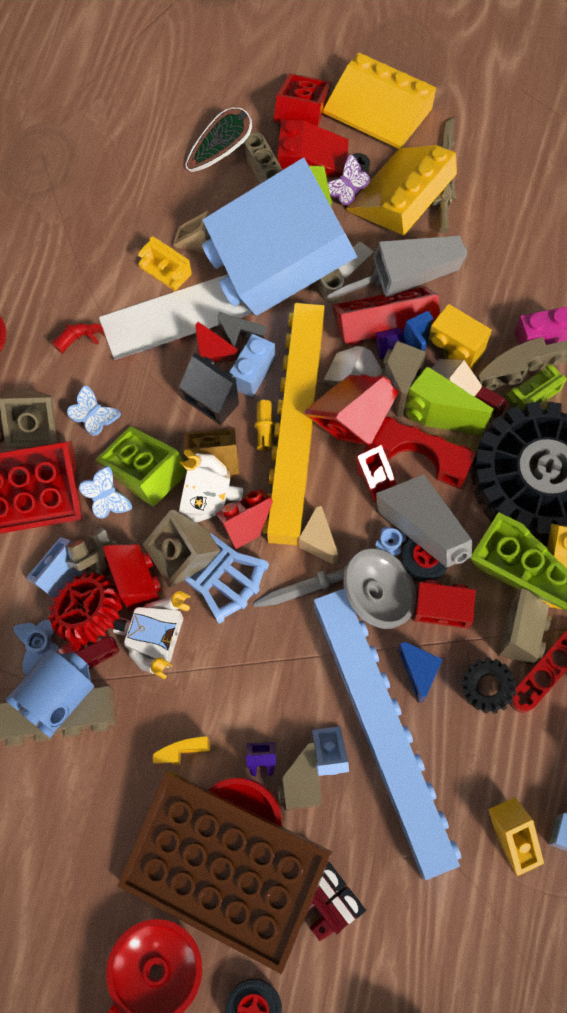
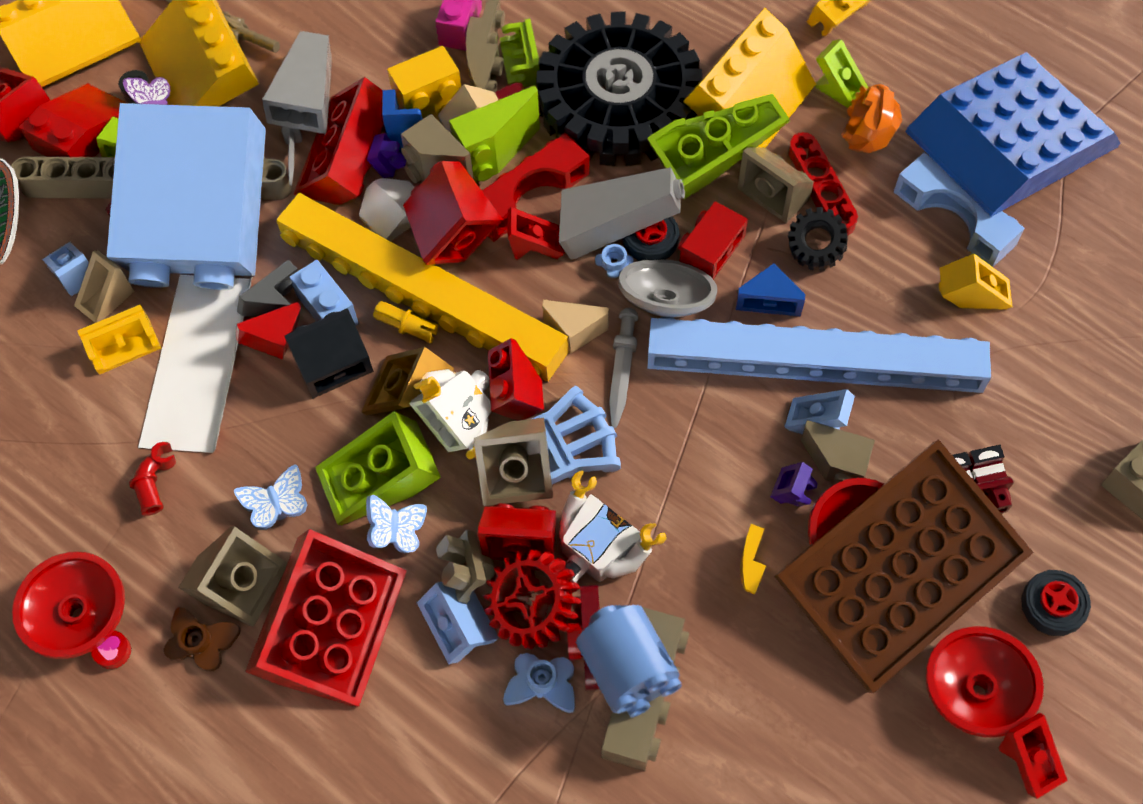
camera: 65 degrees left, 5 degrees down
(198, 203) = (68, 266): none -> light blue slope

